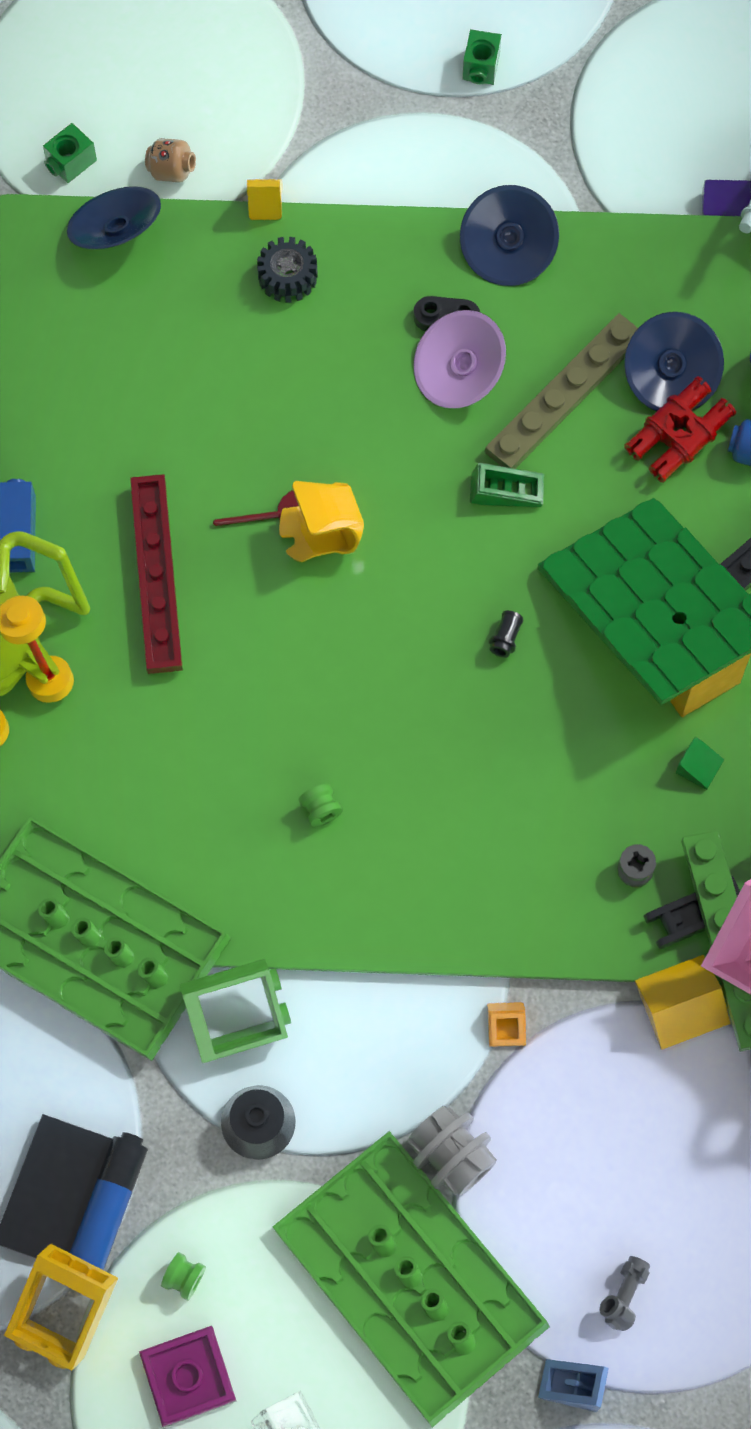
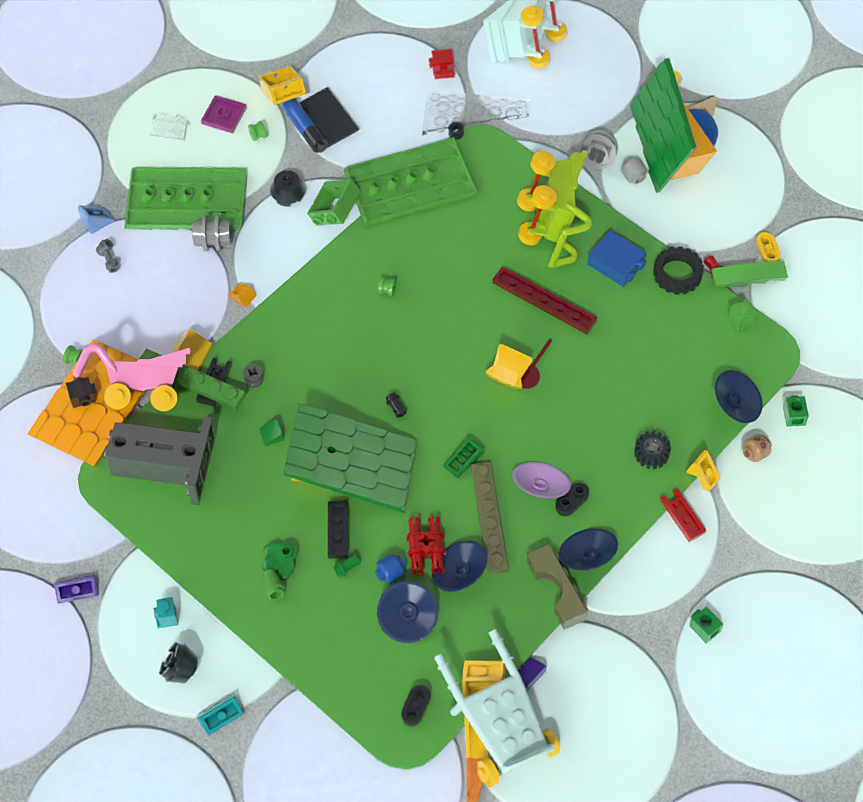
camera: 130 degrees right, 10 degrees down
(351, 176) = (683, 516): none -> red hinge
(606, 208) = (545, 565): none -> olive arch

